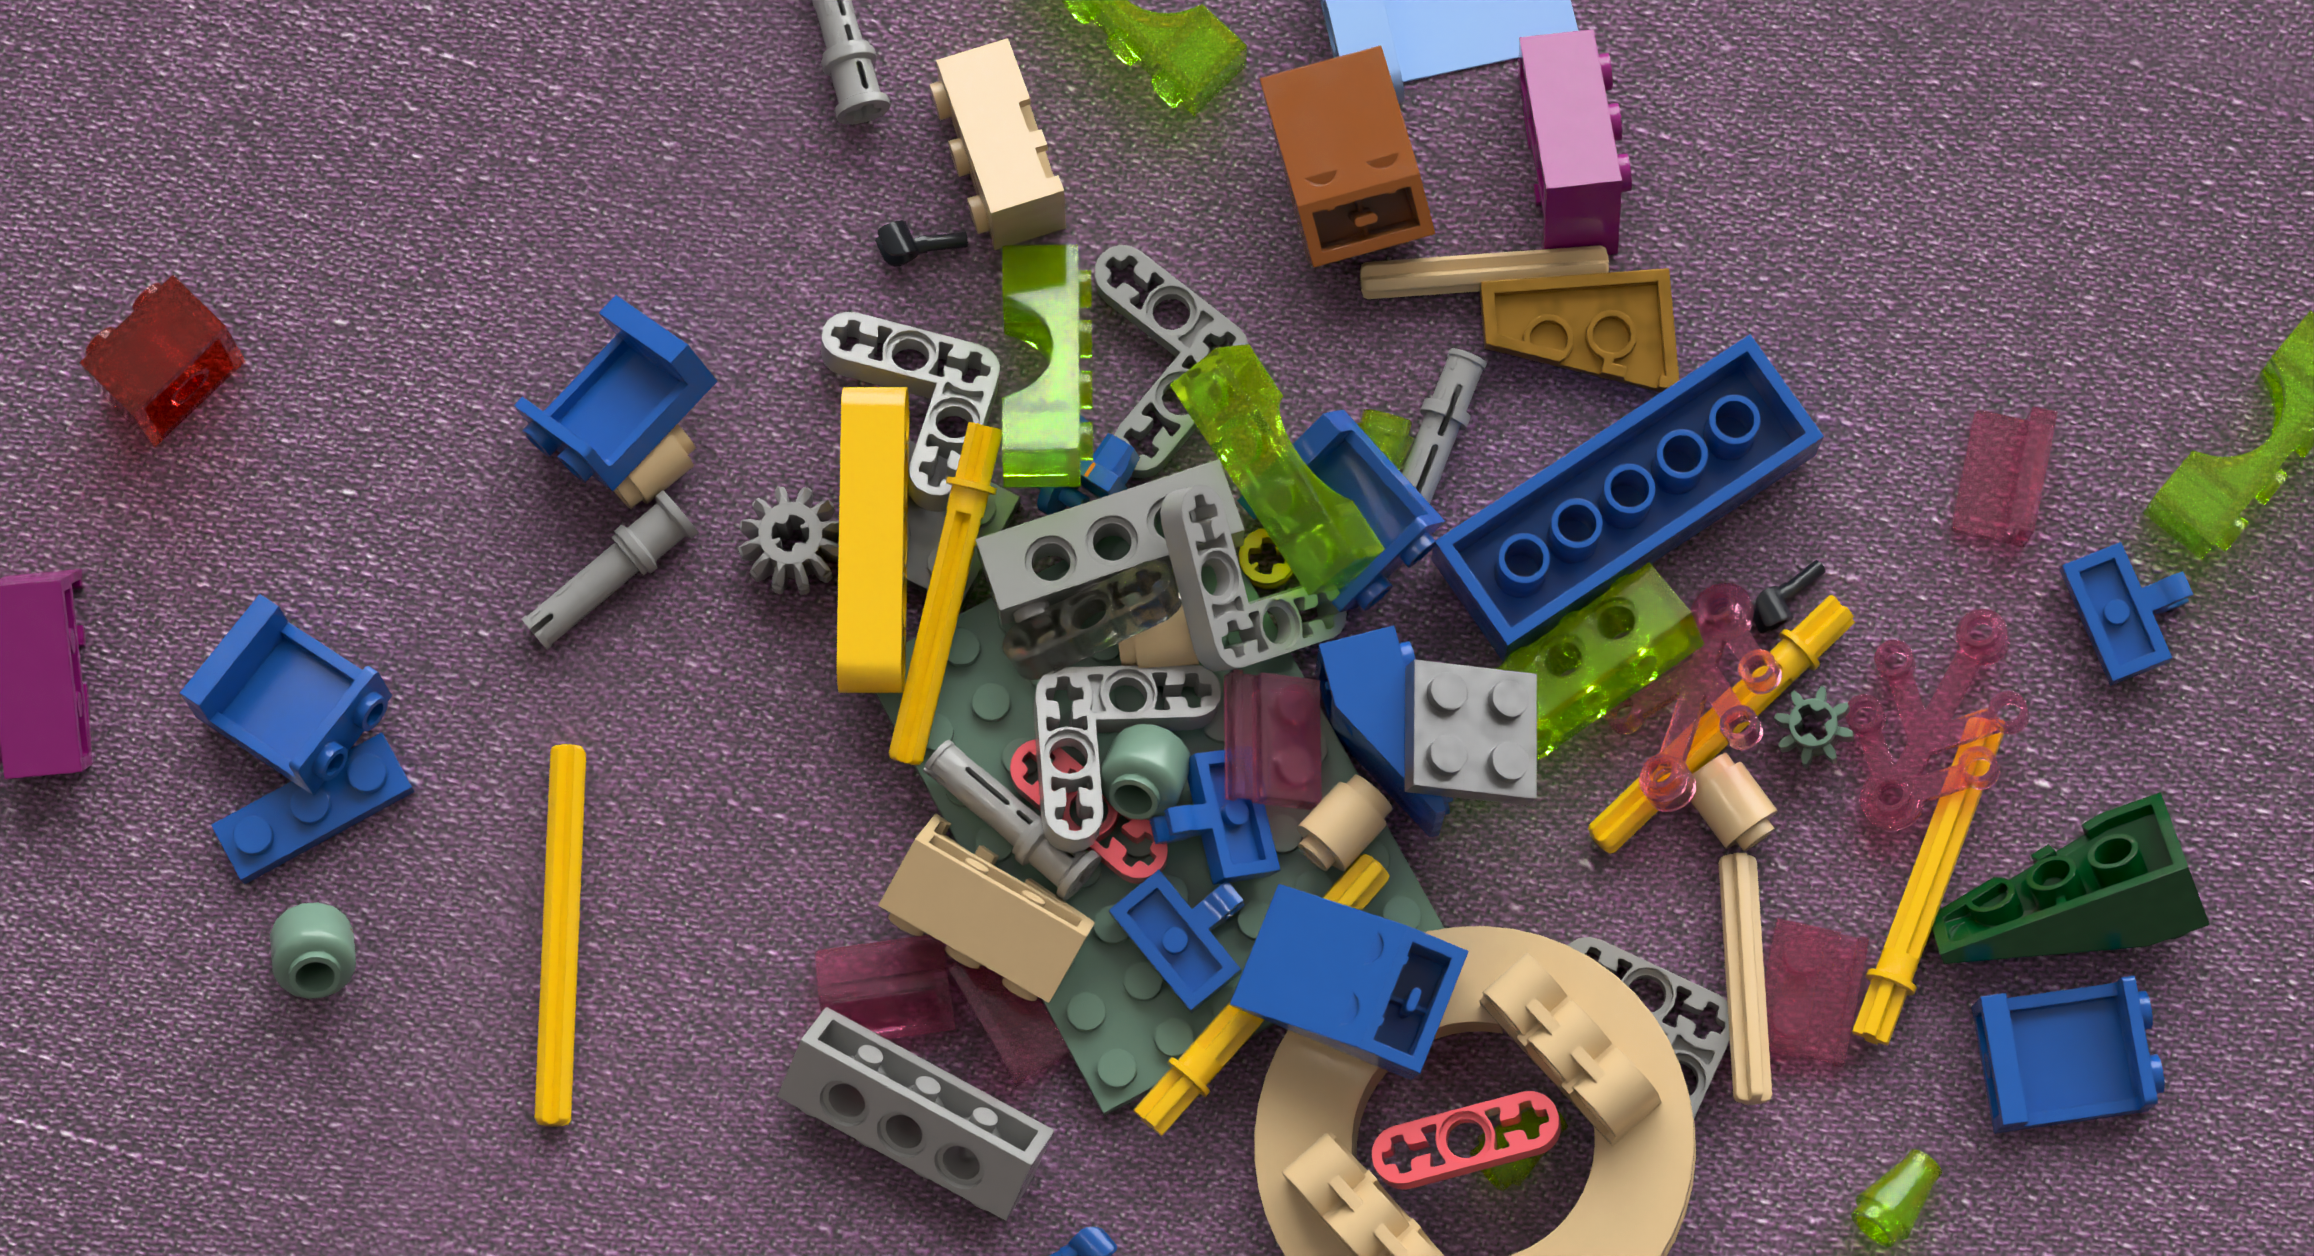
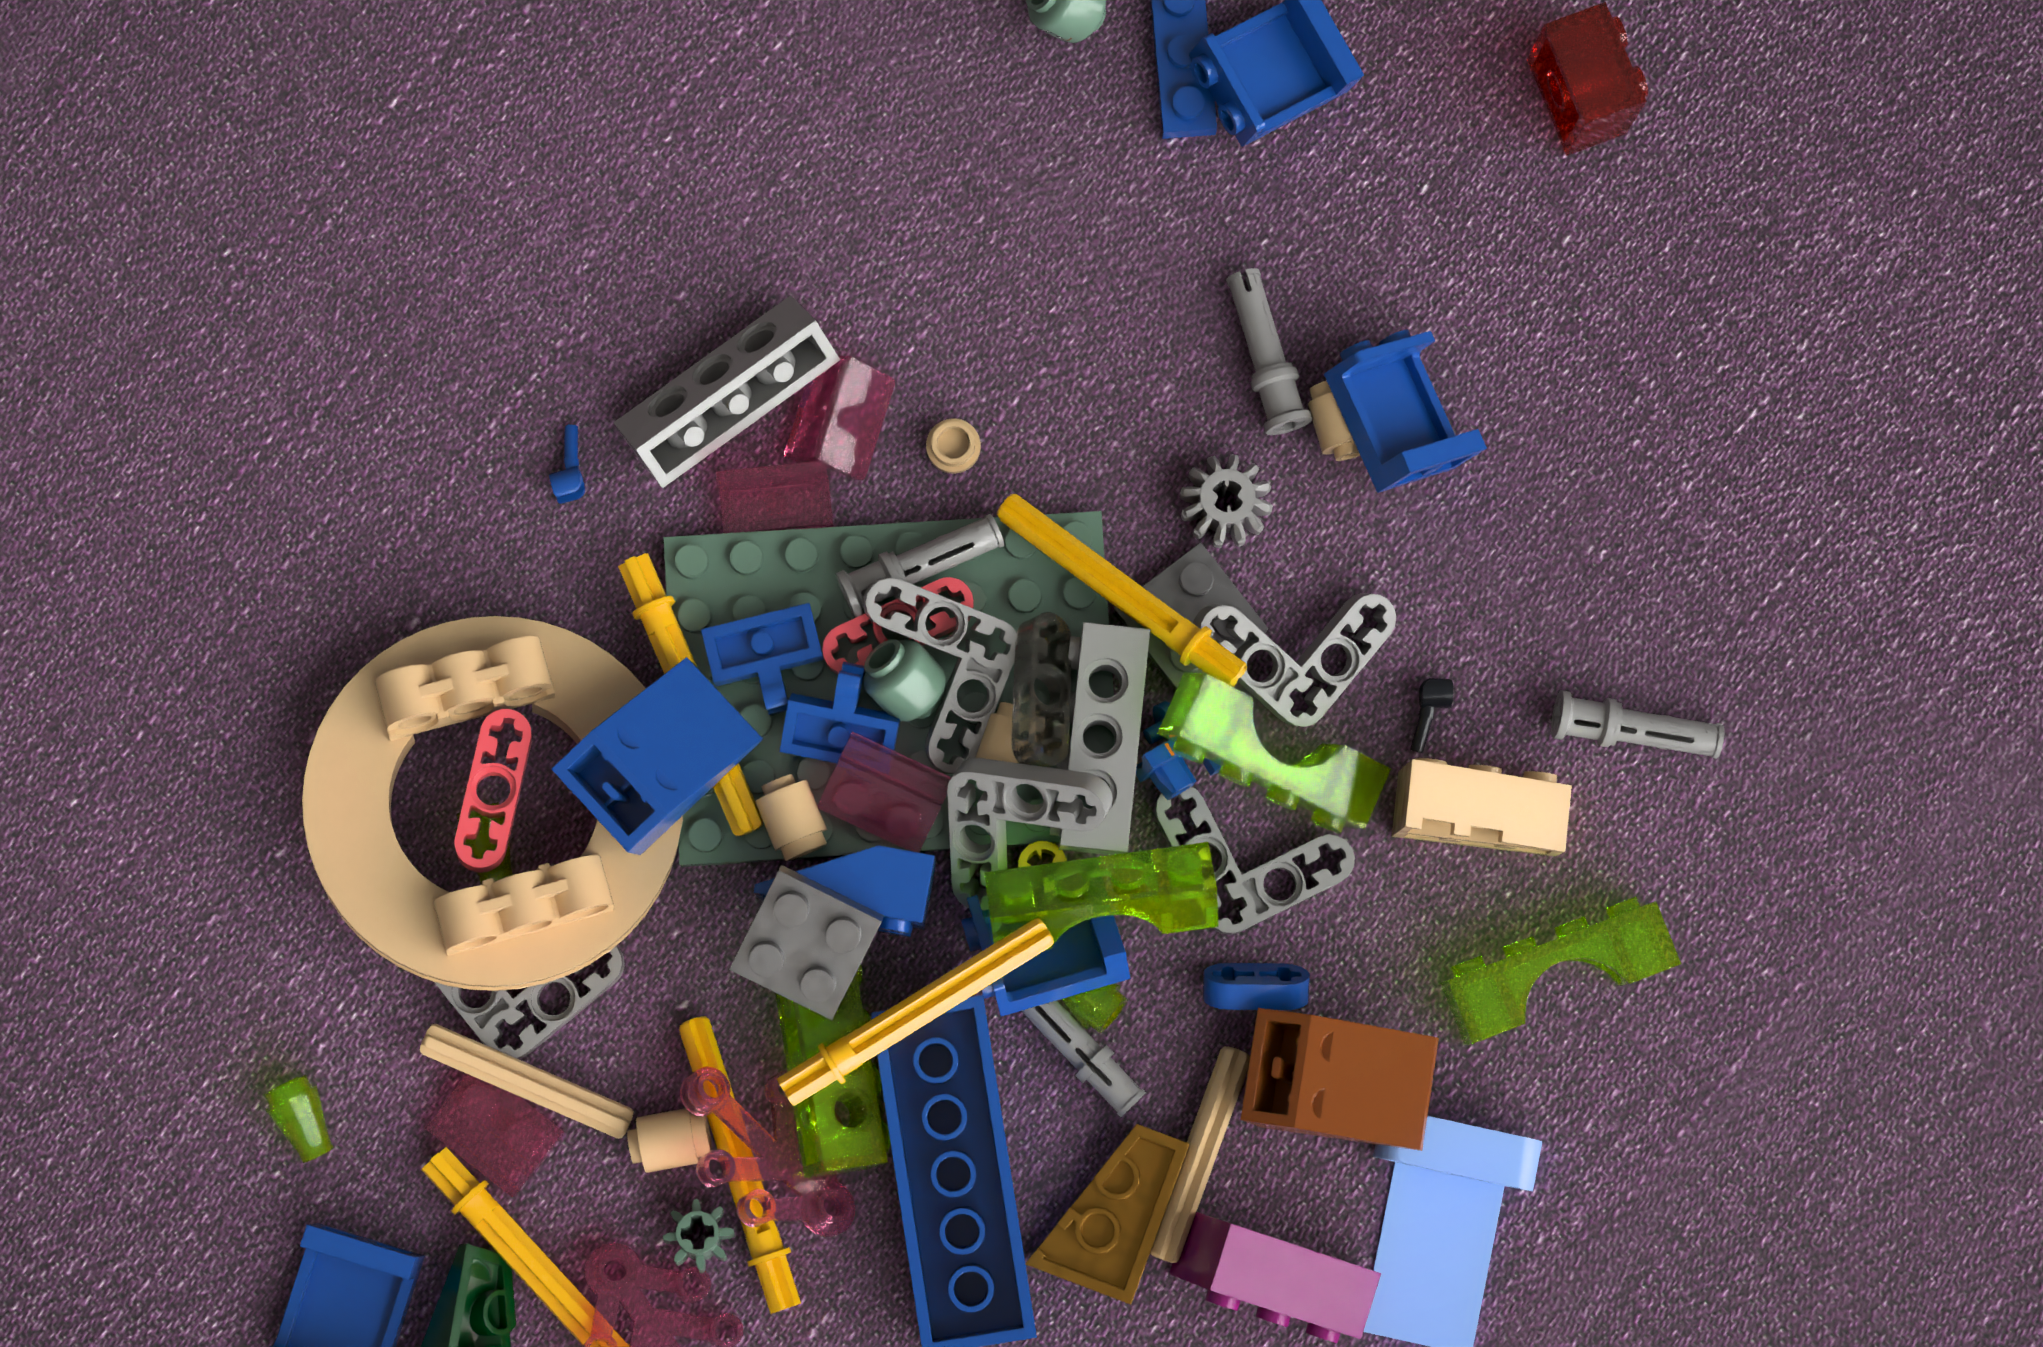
camera: 110 degrees right, 5 degrees up
(560, 935) = (997, 195): yellow axle -> none
(861, 854) = (953, 446): none -> tan plate
(873, 540) = (1193, 556): yellow beam -> none
(985, 913) = (852, 505): tan wedge -> none
(1288, 287) = (1256, 986): none -> blue beam
(1487, 592) = (914, 1012): none -> yellow axle
(1771, 606) = (816, 1251): black hand -> none

